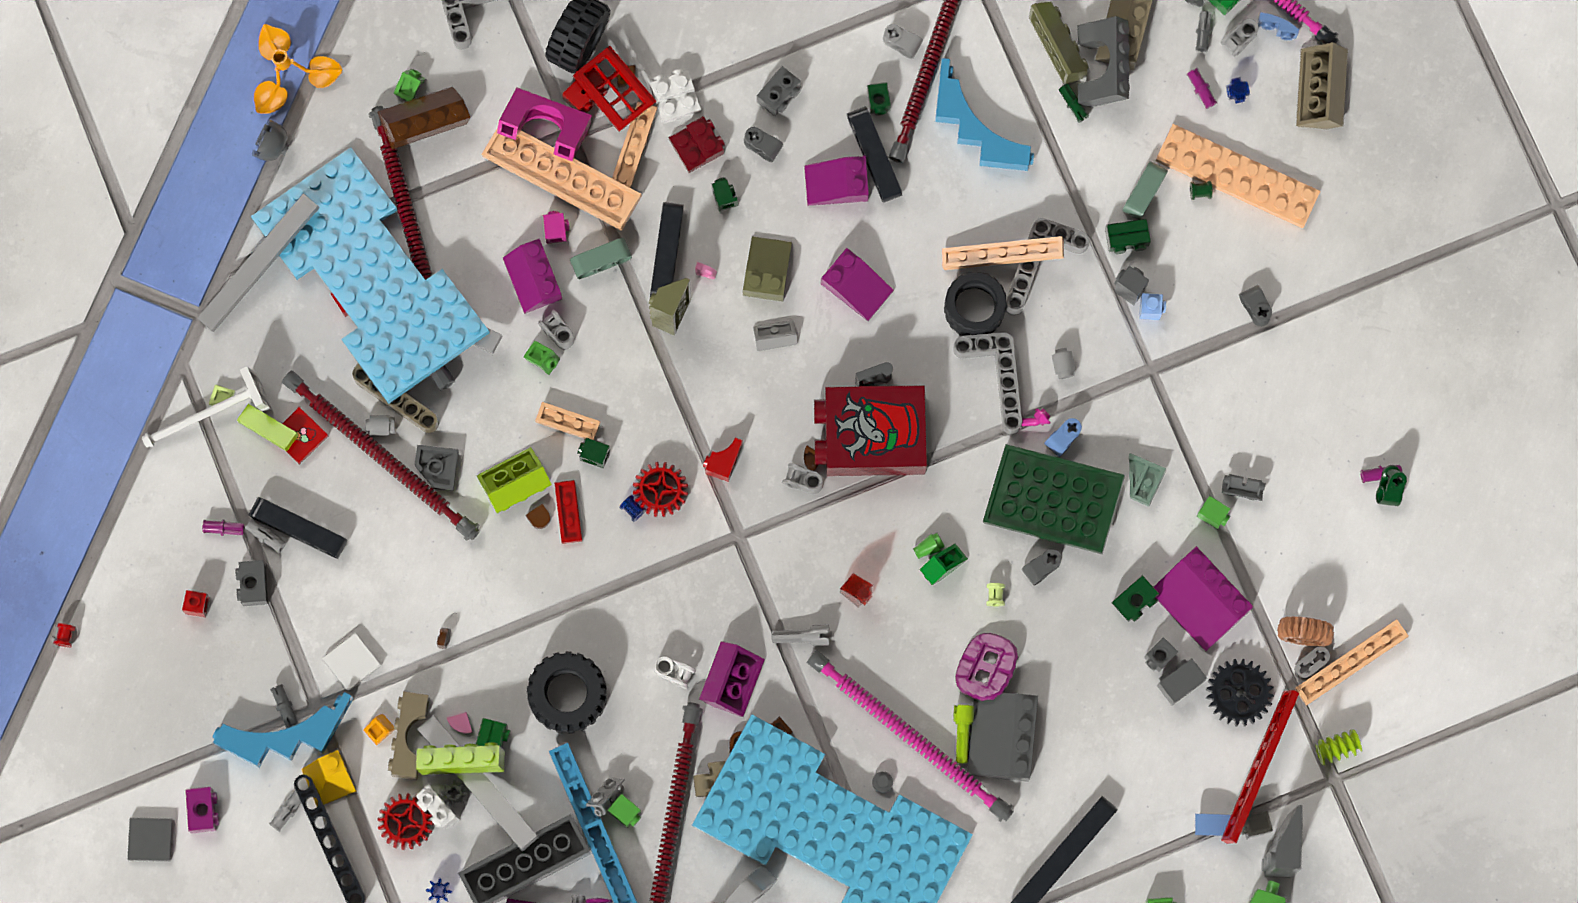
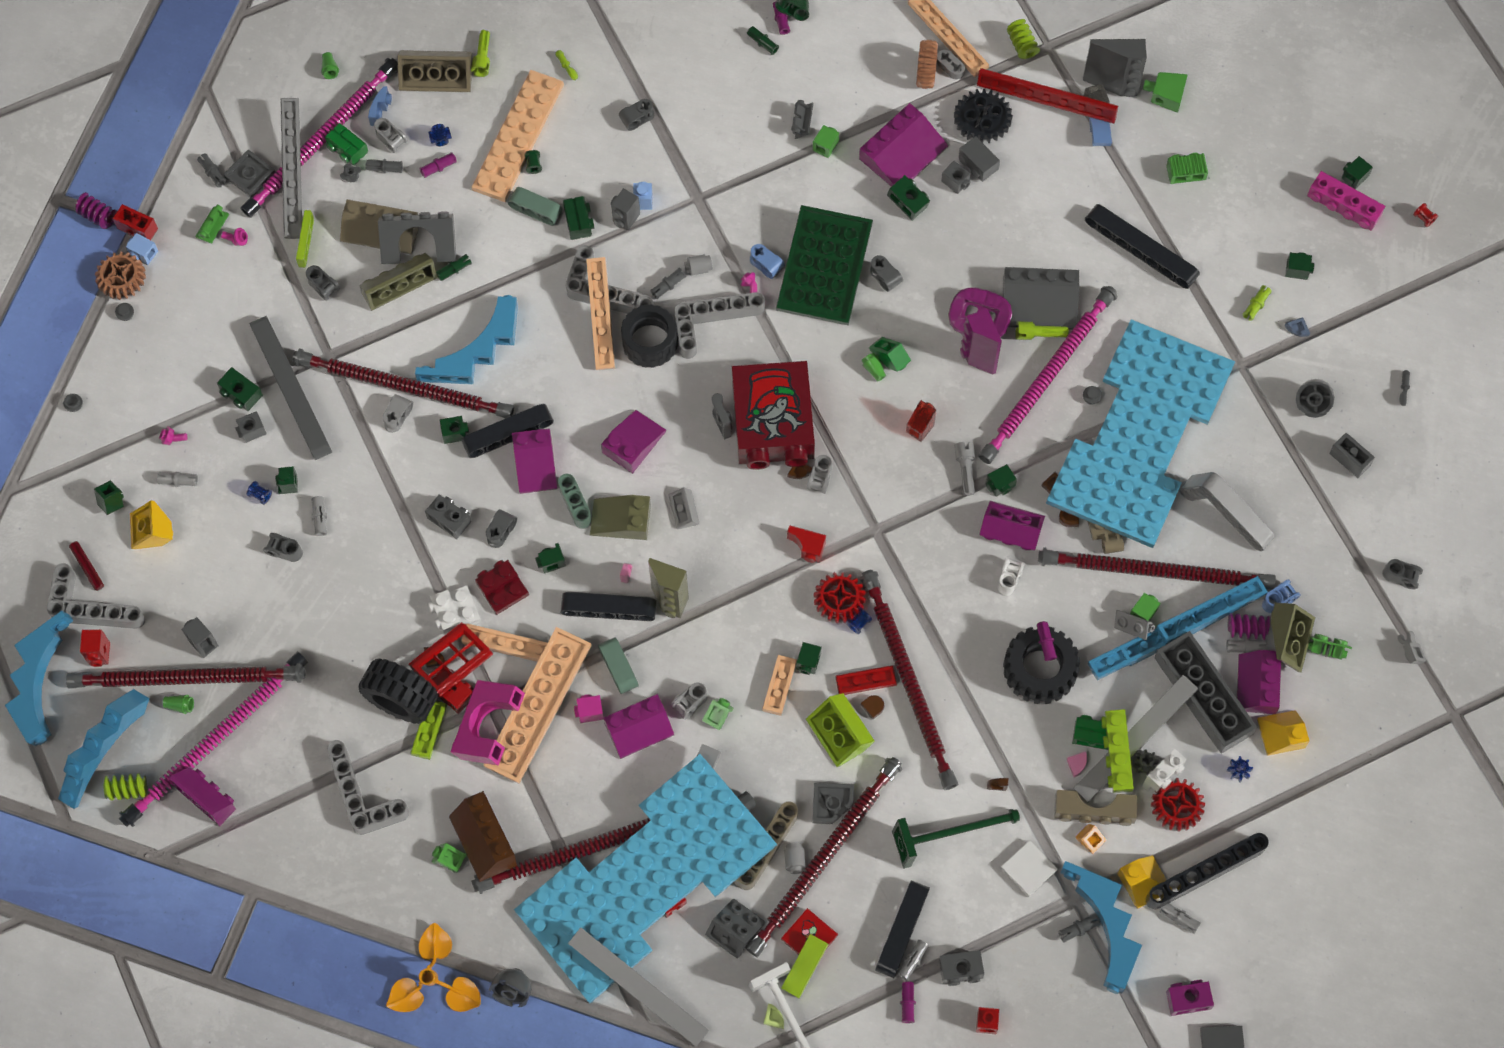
camera: 90 degrees left, 10 degrees down
(315, 362) = (734, 927): none -> dark grey bracket
(384, 536) = (905, 842): none -> dark green tile
(542, 68) = (428, 732): none -> lime tile
(583, 693) = (1046, 641): none -> magenta axle
(671, 525) = (909, 679): none -> dark red hose
(783, 671) = (1001, 481): none -> dark green brick
(794, 213) = (578, 508): none -> sand green beam
(941, 656) = (981, 342): none -> magenta slope
(995, 594) = (914, 310): yellowish green bush -> none
(1042, 330) = (668, 283): none -> dark grey pin
(1144, 479) = (799, 194): sand green wing -> none
(1317, 236) = (565, 64): none -> lime piece
(1330, 136) = (481, 62): none -> lime piece
(1350, 451) = (762, 40): none -> dark green axle

